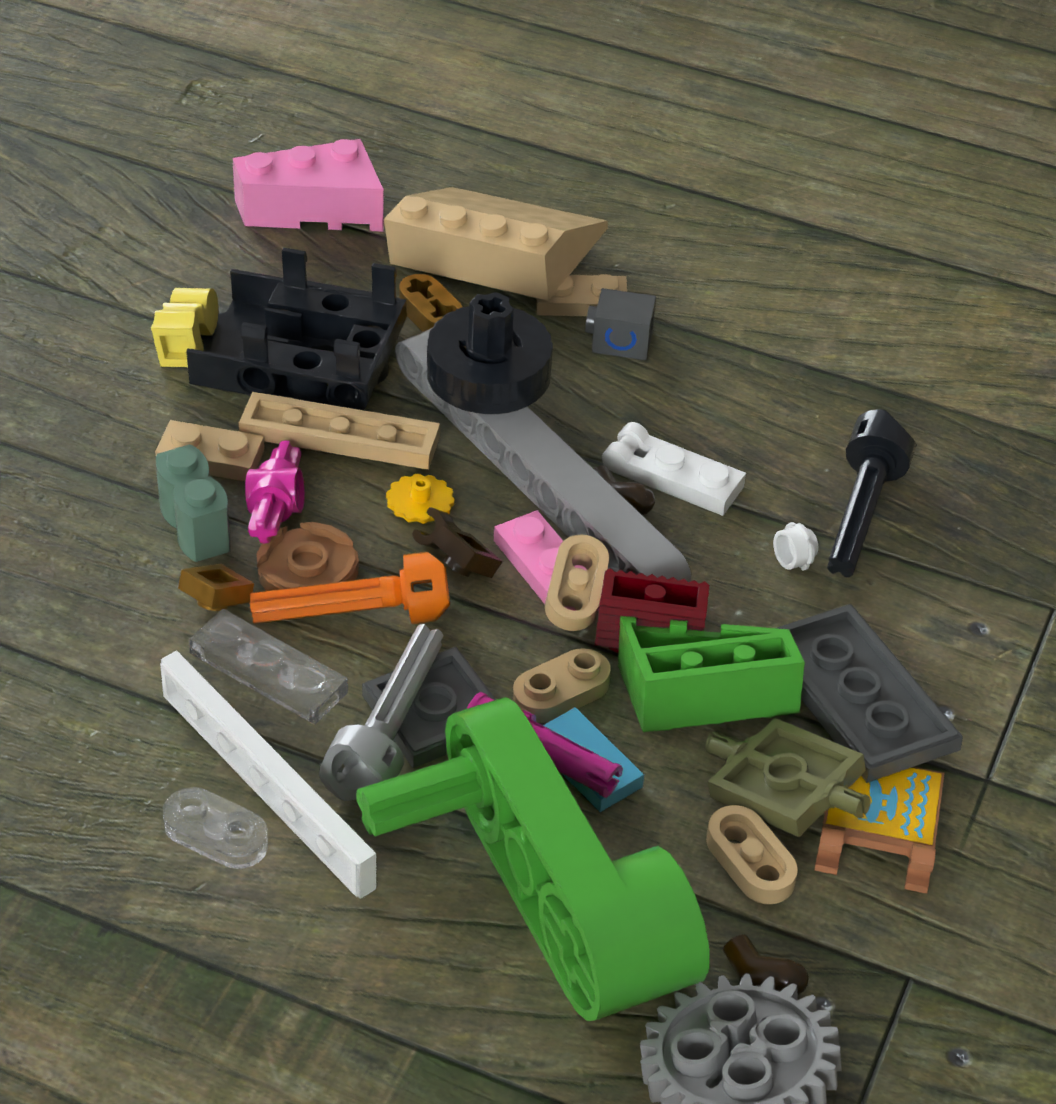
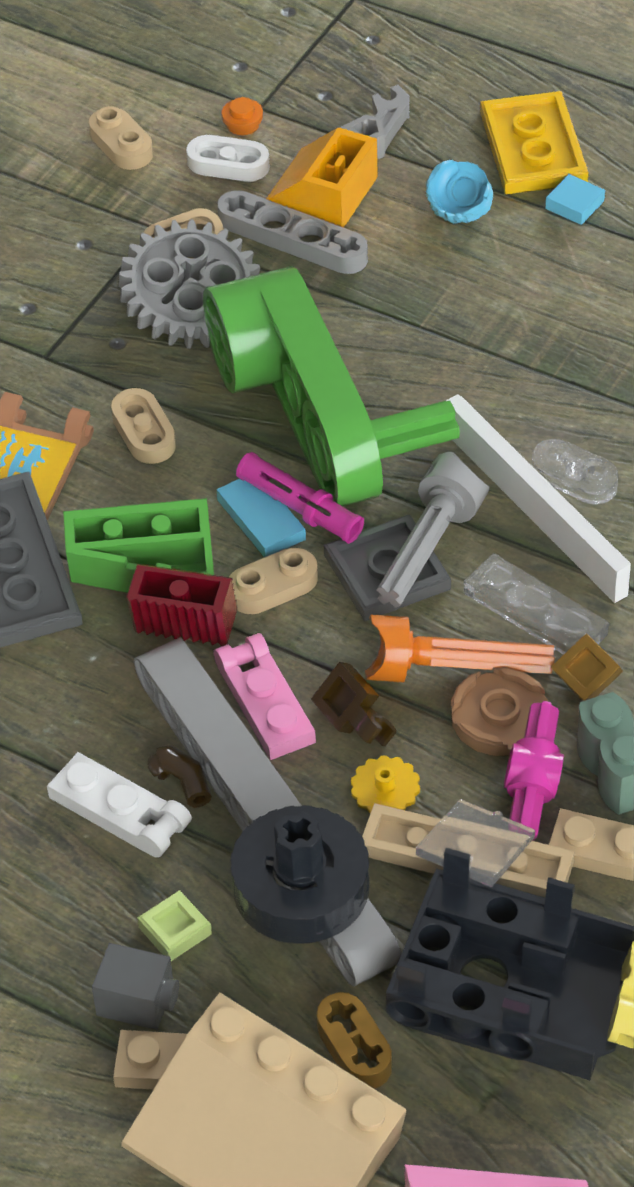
camera: 170 degrees left, 5 degrees up
(331, 412) = (484, 834): none -> clear piece
(575, 585) = (246, 627): tan plate -> none
(599, 383) = (174, 925): none -> yellowish green tile
(747, 960) = (161, 350): dark brown arm -> none
(787, 776) = (95, 465): olive plate -> none
(795, 546) = (20, 701): white plate -> none

